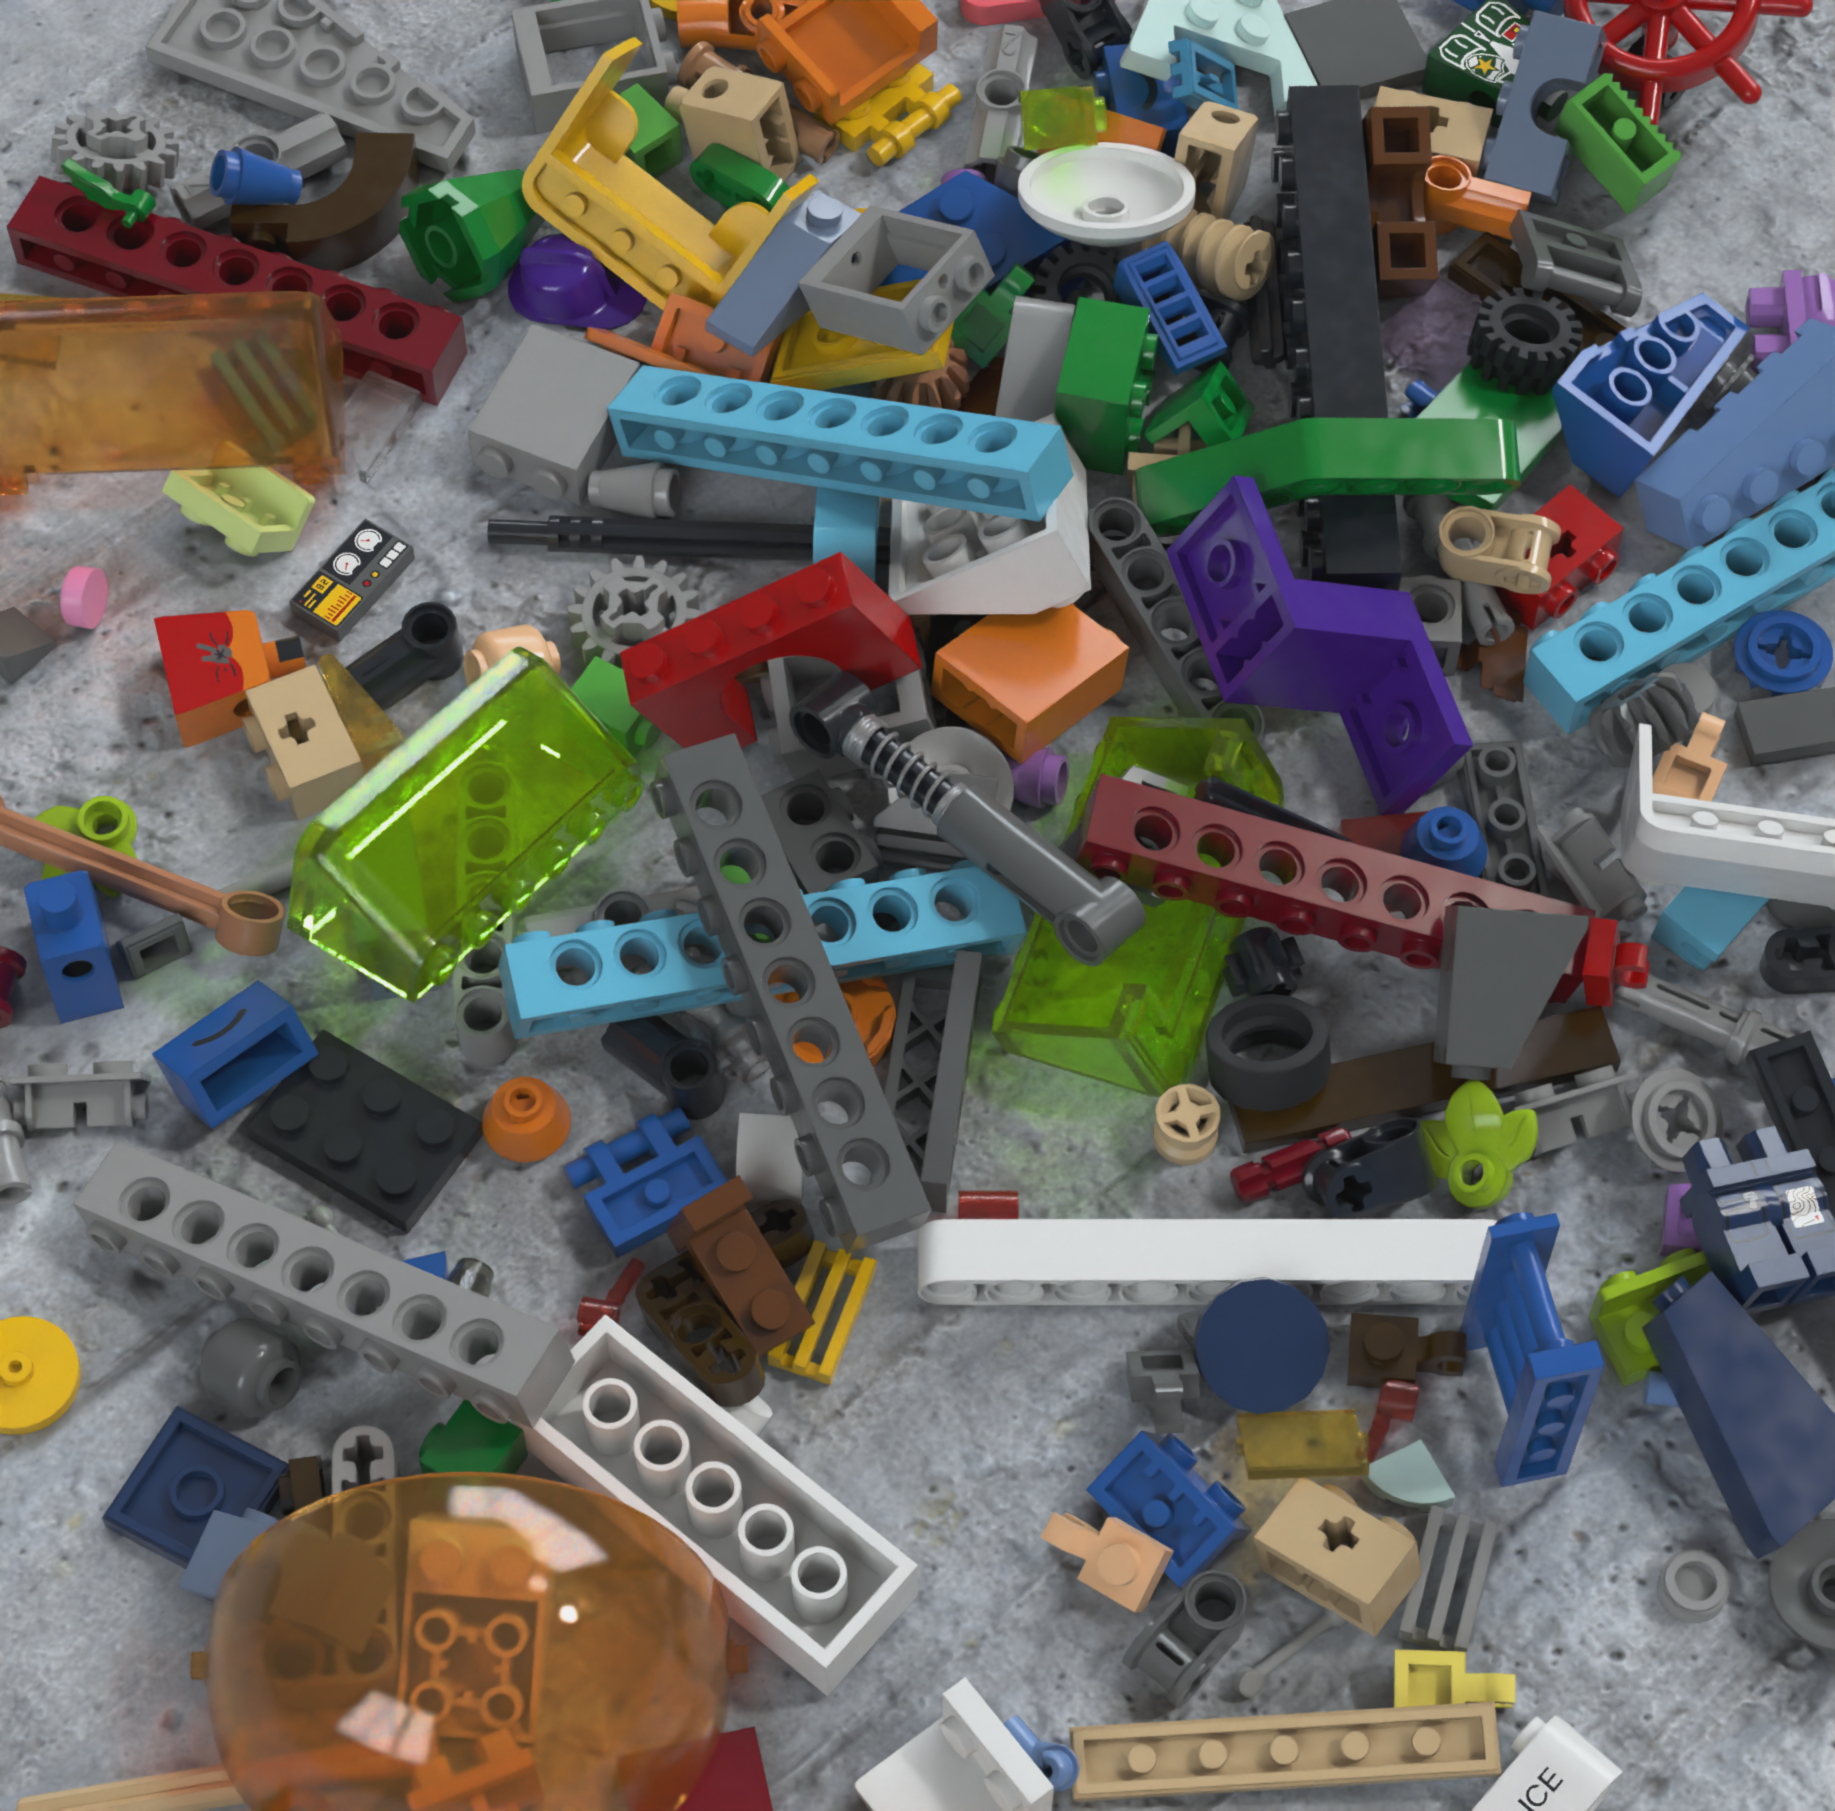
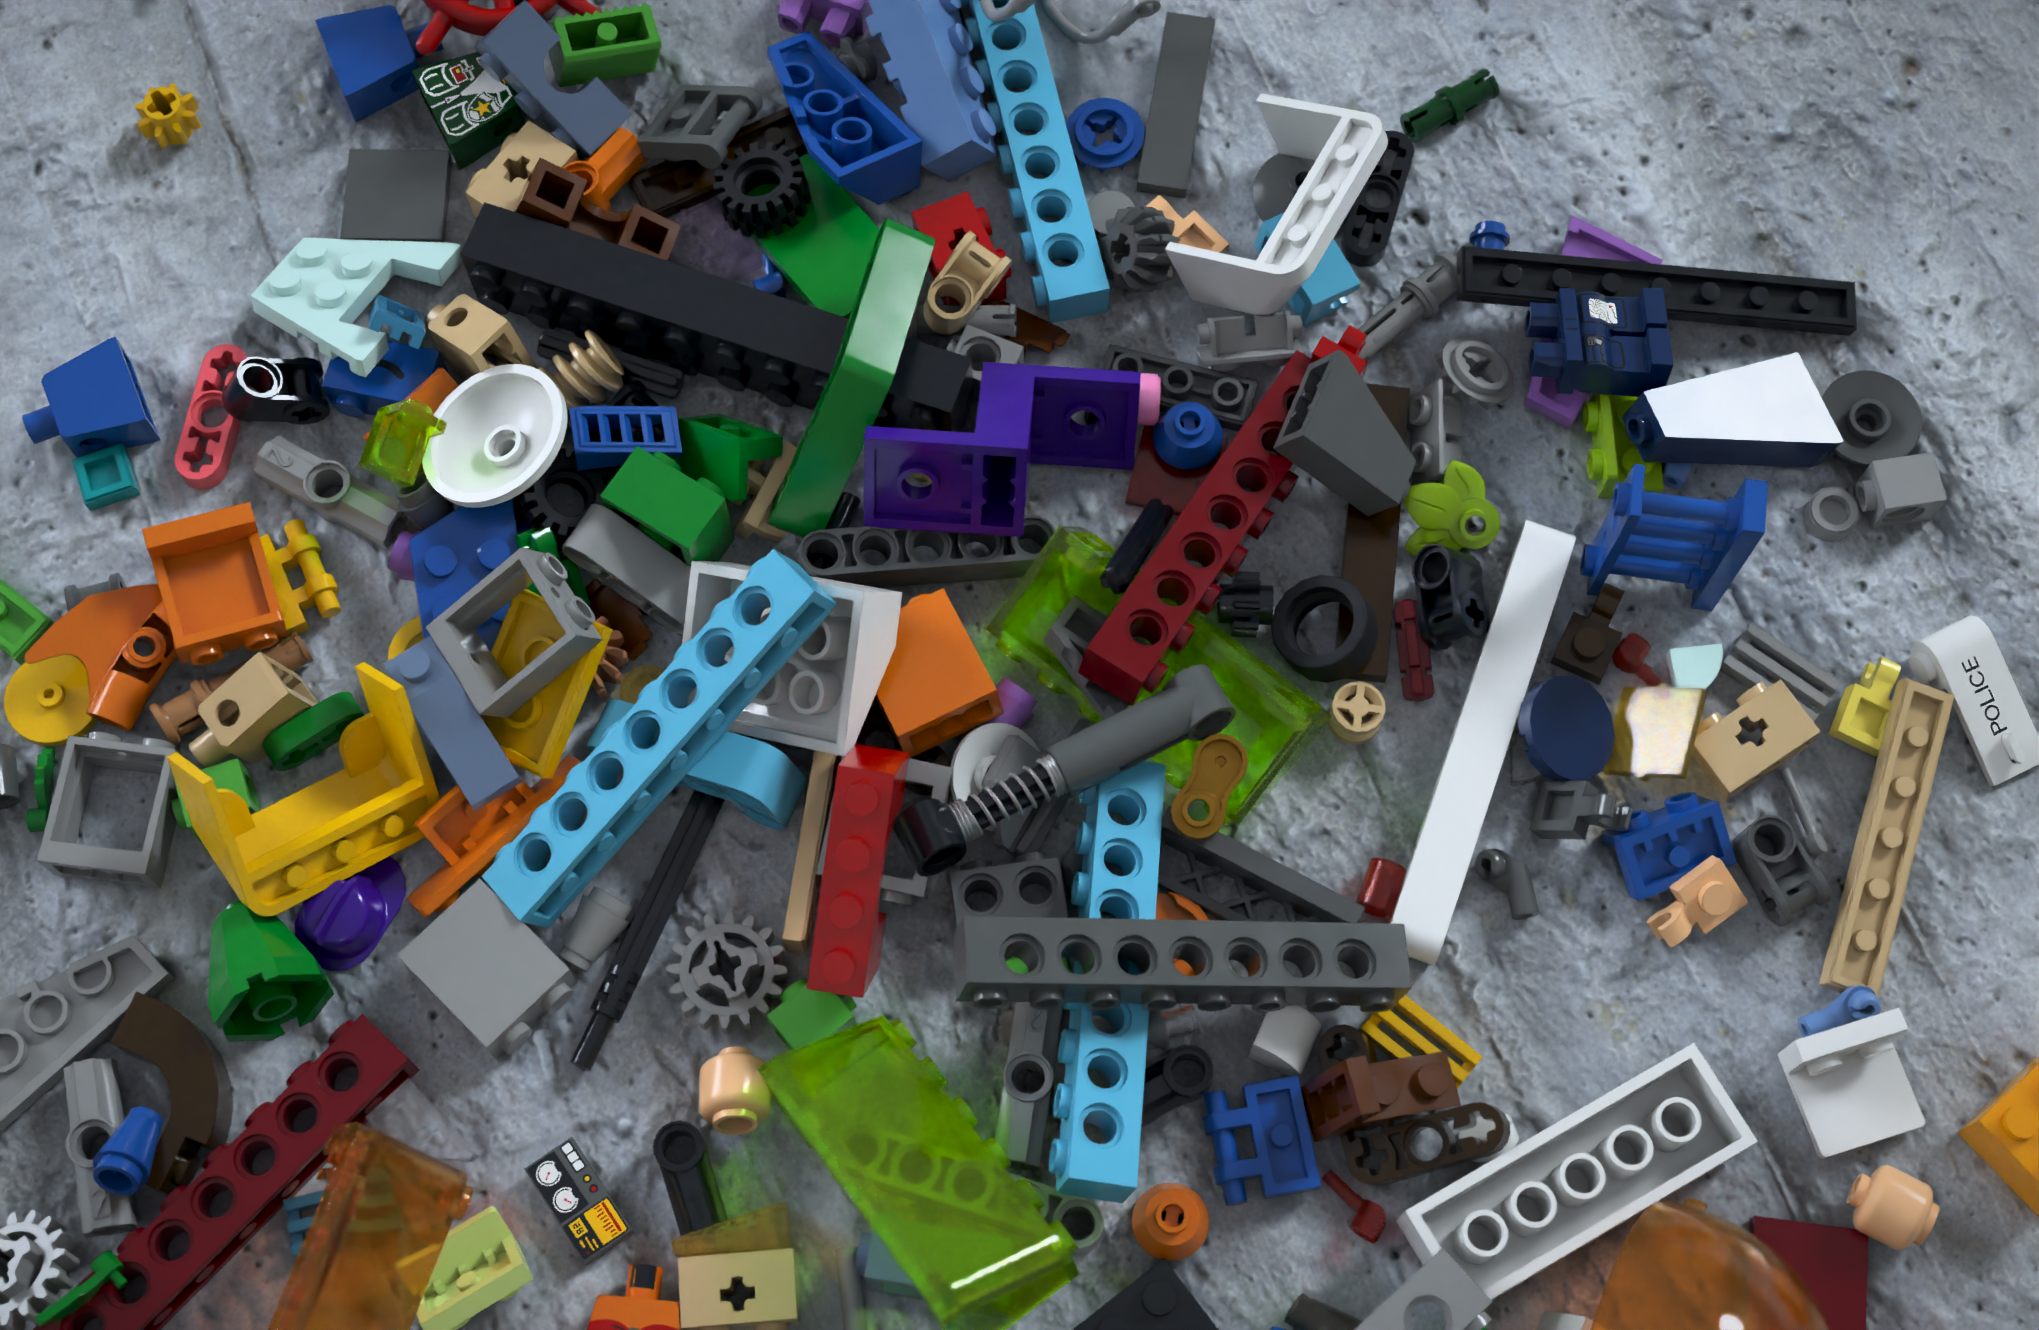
camera: 70 degrees left, 10 degrees up
(1029, 973) = (1216, 770): none -> pearl gold piece
(1061, 1346) = (1510, 877): none -> dark grey arm
(1461, 784) = (1149, 399): none -> bright pink tile
(1757, 1648) = (1900, 490): none -> light grey brick

